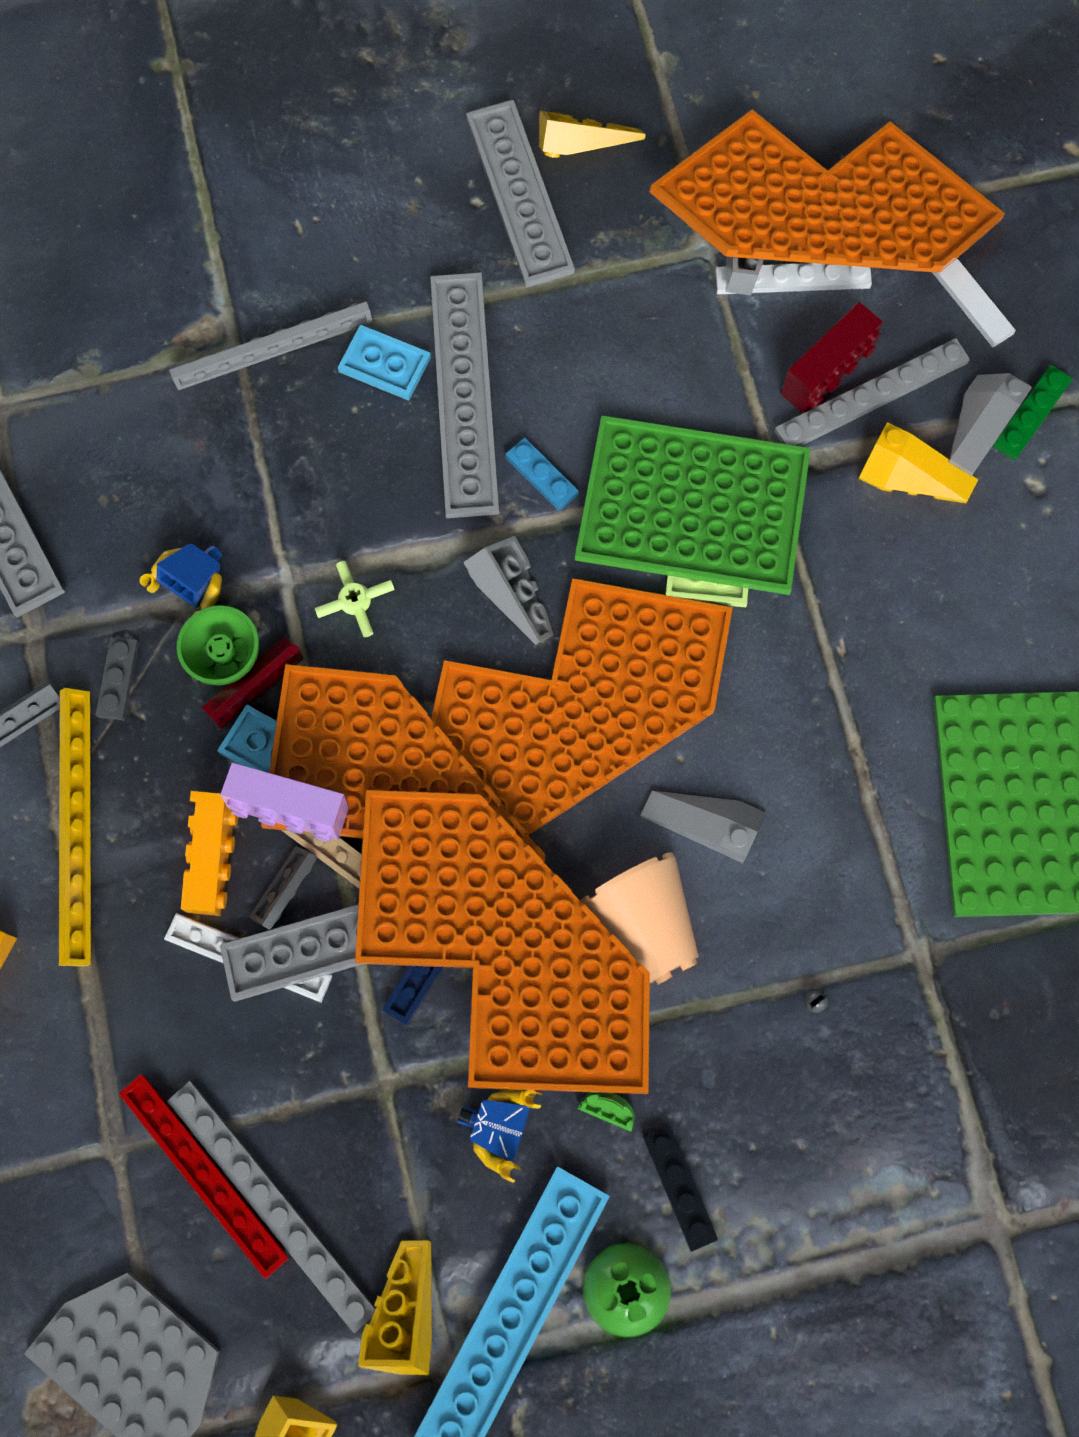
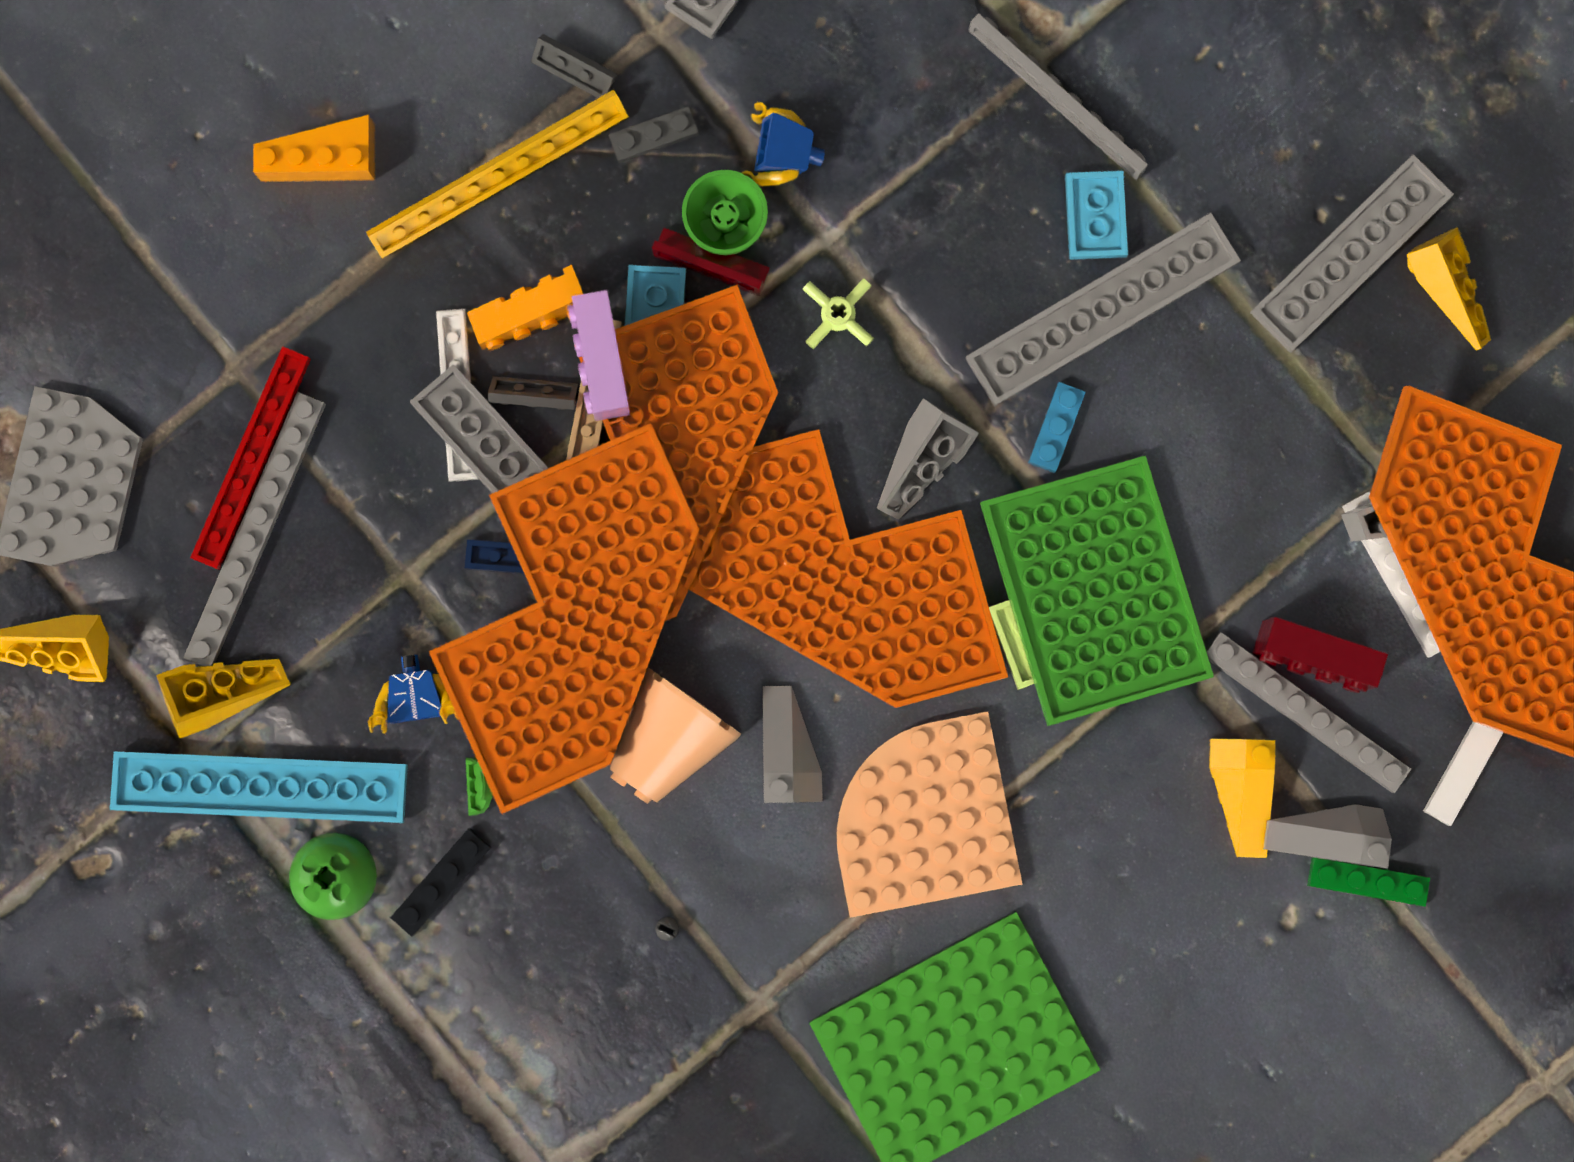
camera: 60 degrees right, 10 degrees up
(822, 734) = (926, 819): none -> light nougat plate

